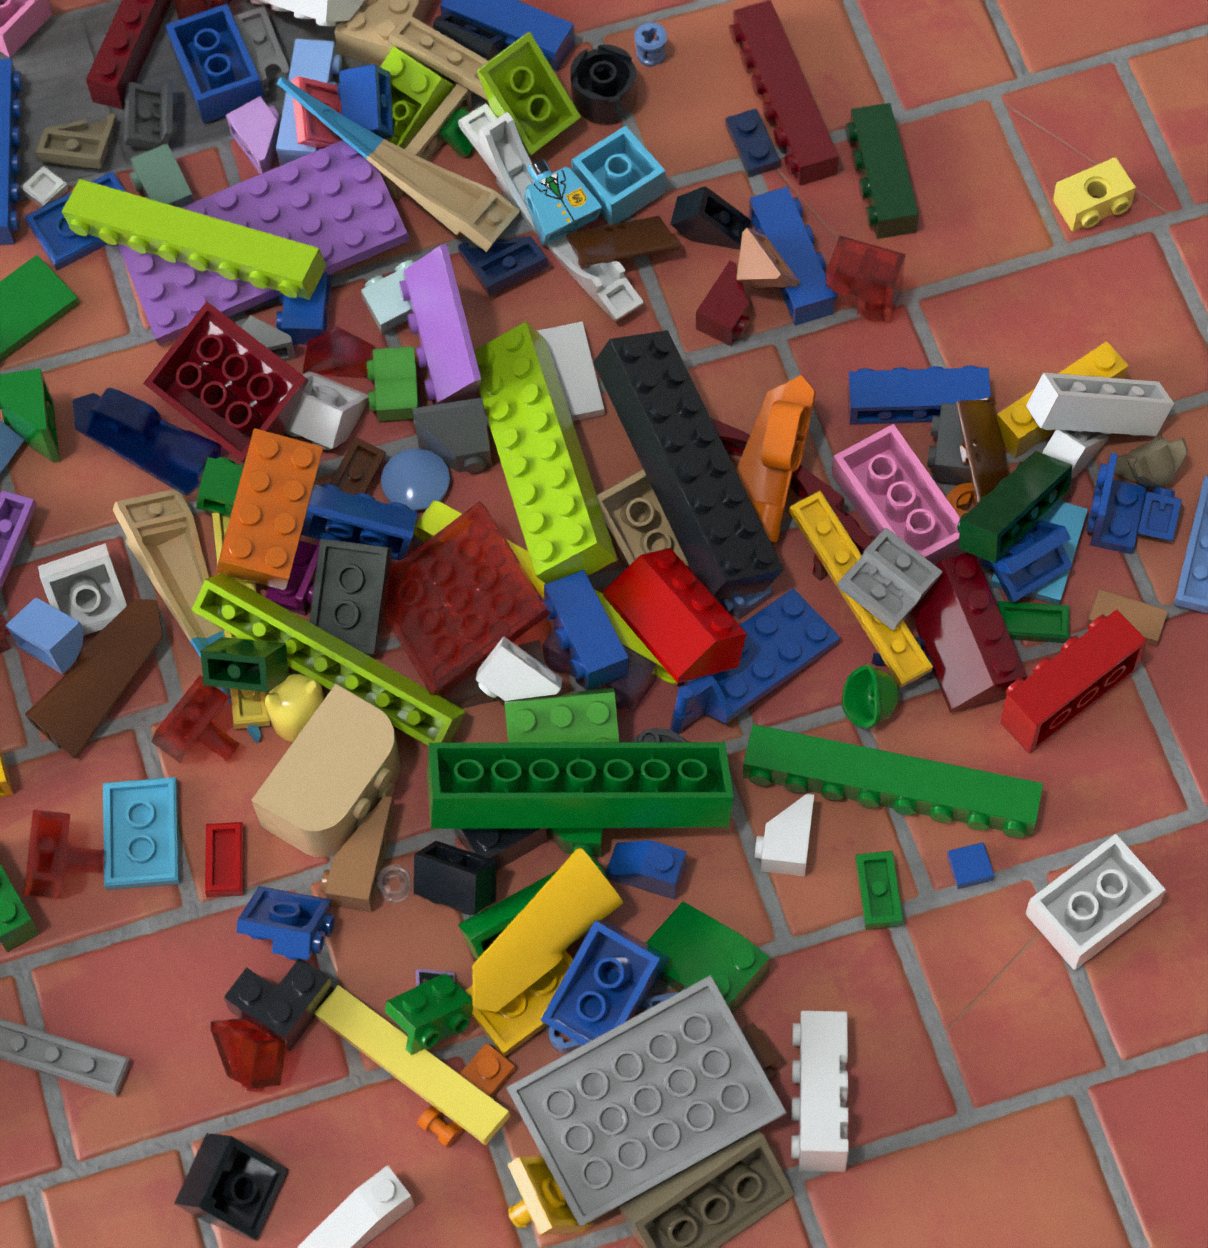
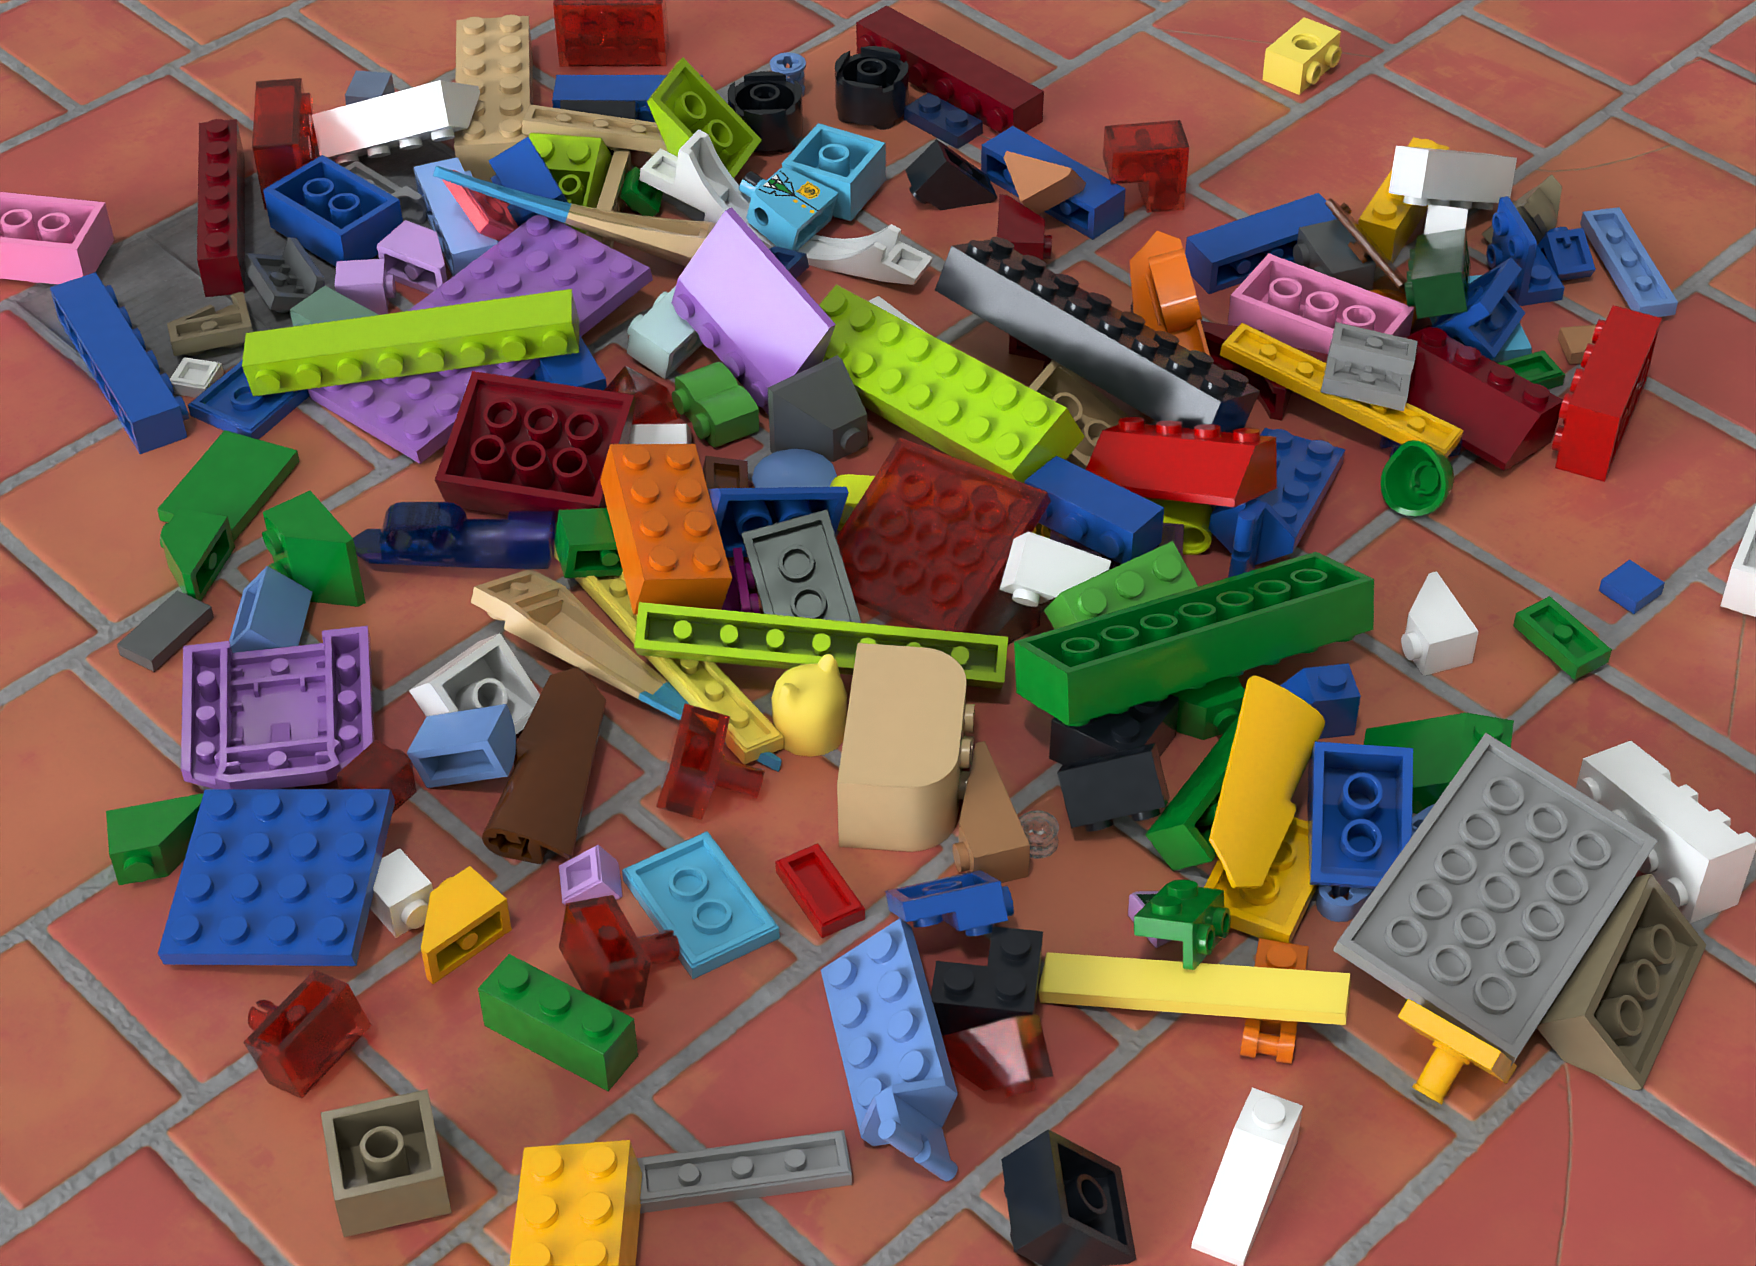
camera: 30 degrees left, 20 degrees down
(82, 779) = (590, 876): none -> lavender slope
(185, 1019) = (893, 1047): none -> medium blue hinge
(202, 149) = (366, 283): none -> lavender brick
(244, 664) = (735, 667): dark green brick -> none
(622, 241) = (875, 219): reddish brown door -> none
(706, 88) = (871, 87): none -> black brick
(883, 171) = (1085, 90): dark green brick -> none
(892, 781) = (1507, 538): green brick -> none

